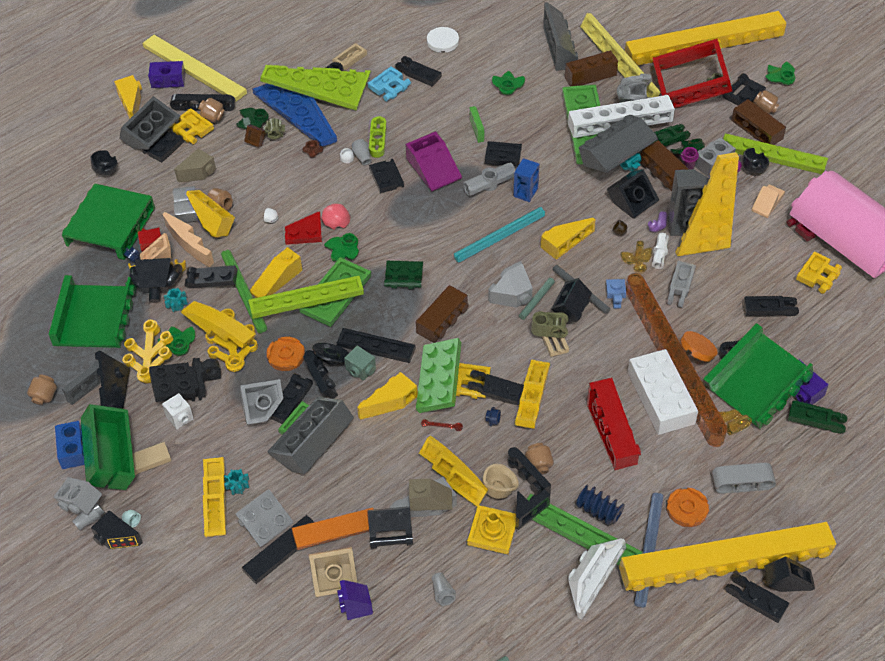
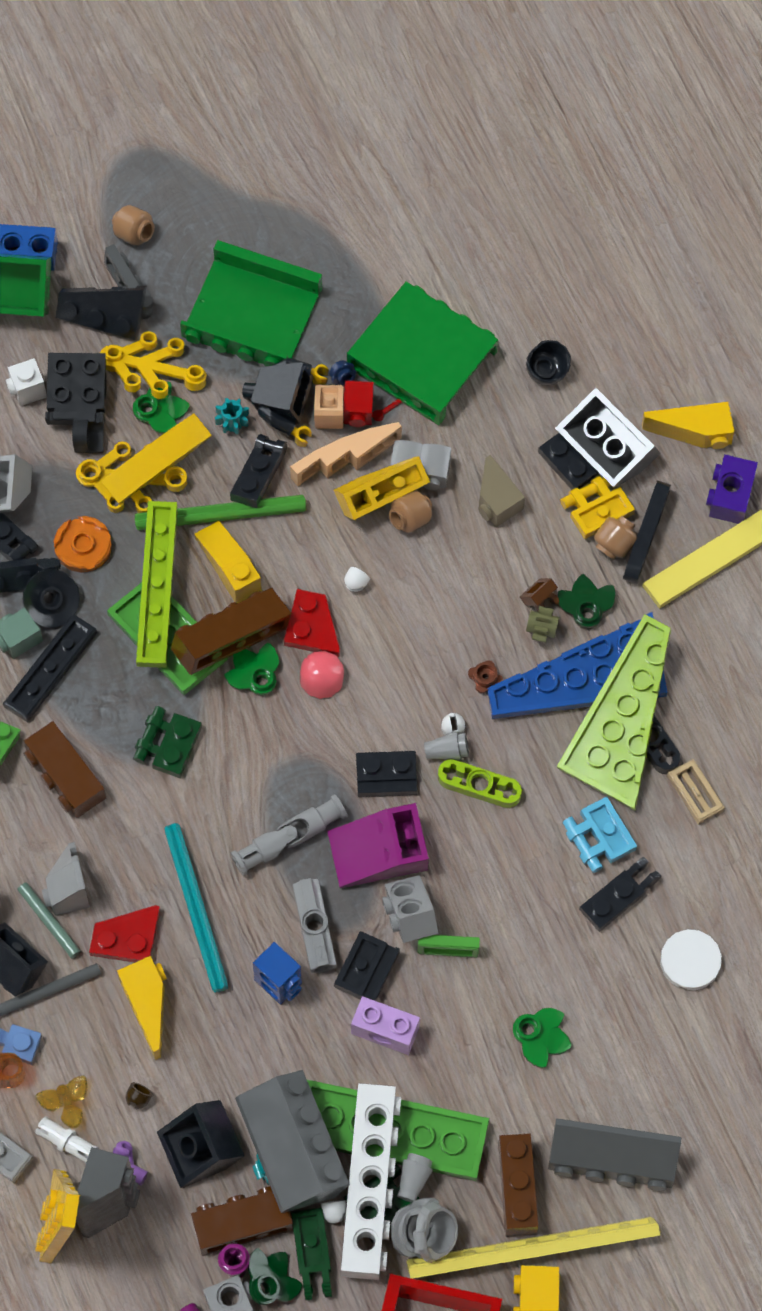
camera: 105 degrees right, 15 degrees up
(327, 251) = (230, 630): none -> reddish brown brick
(441, 204) = (271, 844): none -> light grey piece
(465, 136) = (410, 909): none -> light grey brick
(532, 136) = (385, 1025): none -> lavender brick
(532, 260) = (126, 936): none -> red wing
(606, 99) = (414, 1176): none -> light grey cone

